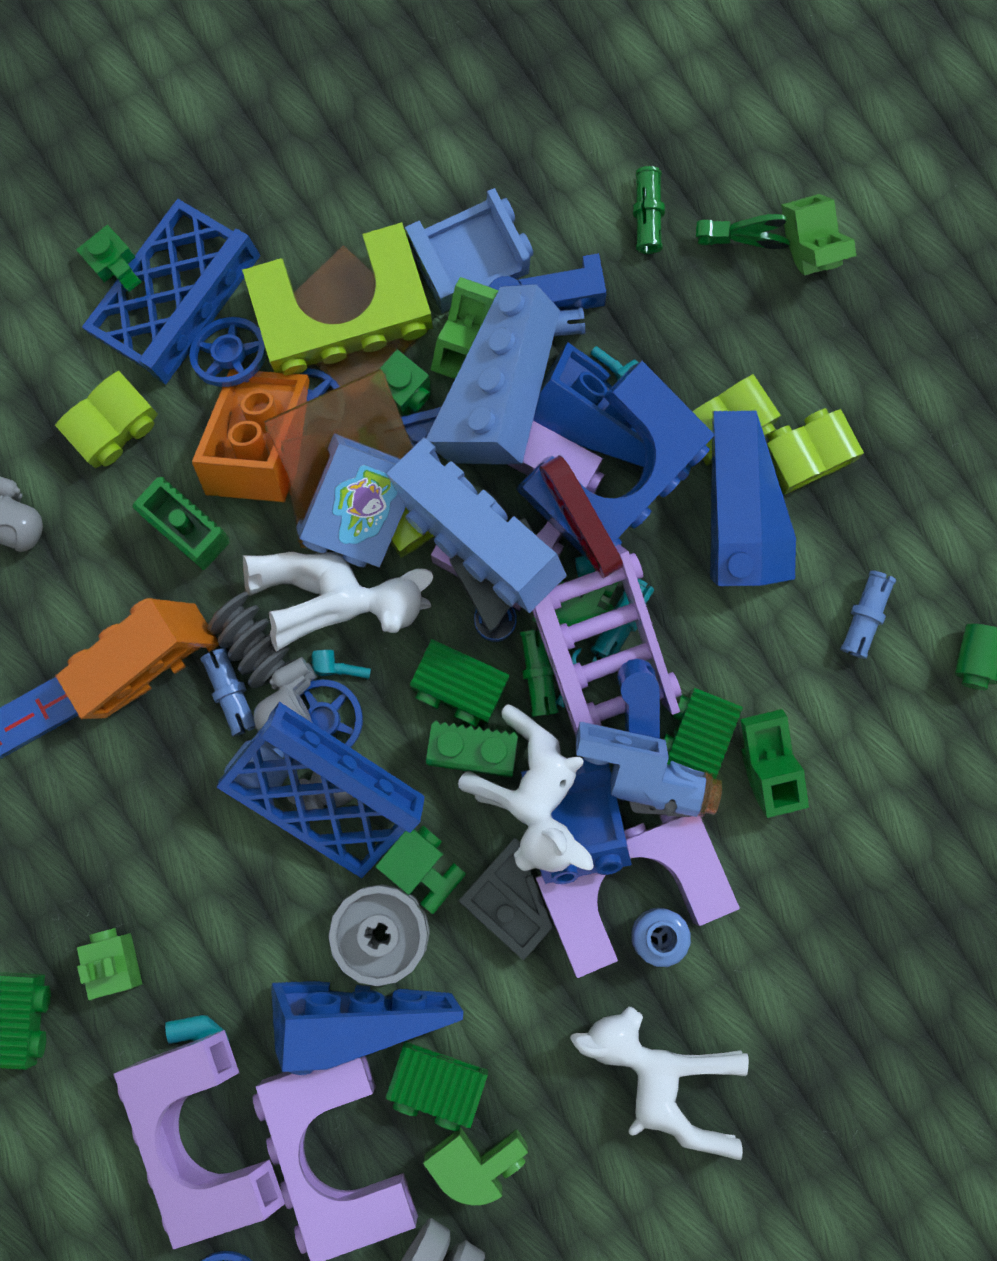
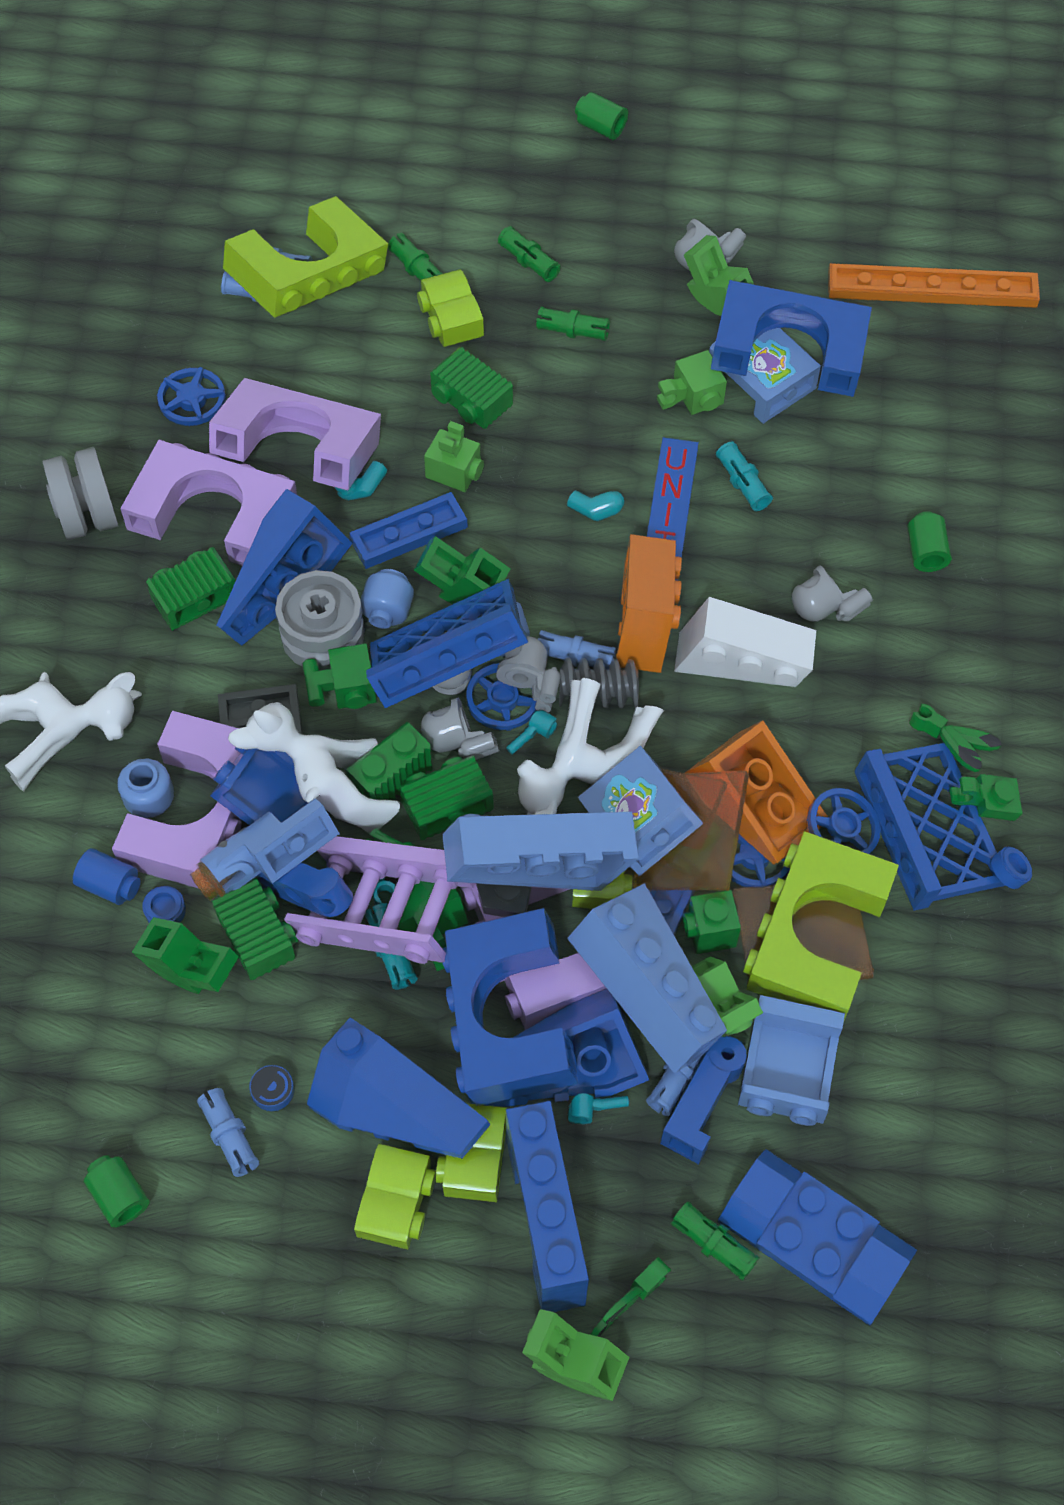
camera: 130 degrees right, 20 degrees down
(58, 792) = (598, 507): none -> teal arm
(71, 321) = (958, 739): none -> green piece
(107, 420) = (851, 707): lime brick -> none
(115, 541) = (744, 646): none -> white wedge
(166, 200) = (1011, 867): none -> blue tile
(181, 522) = (725, 696): green brick -> none
(218, 942) = (408, 530): none -> blue plate
(234, 845) = (459, 575): none -> green brick
(309, 895) = (387, 598): none -> medium blue head
(394, 731) = (450, 729): none -> light grey piece
(467, 1174) = (121, 567): bright green brick -> none
(581, 516) = (485, 928): dark red beam -> none
(583, 143) = (817, 1235): none -> blue piece
(738, 832) = (164, 903): none -> blue tile
(757, 297) = (551, 1220): none -> blue arch
(758, 898) = (106, 877): none -> blue brick
(806, 614) = (272, 1088): none -> black tile

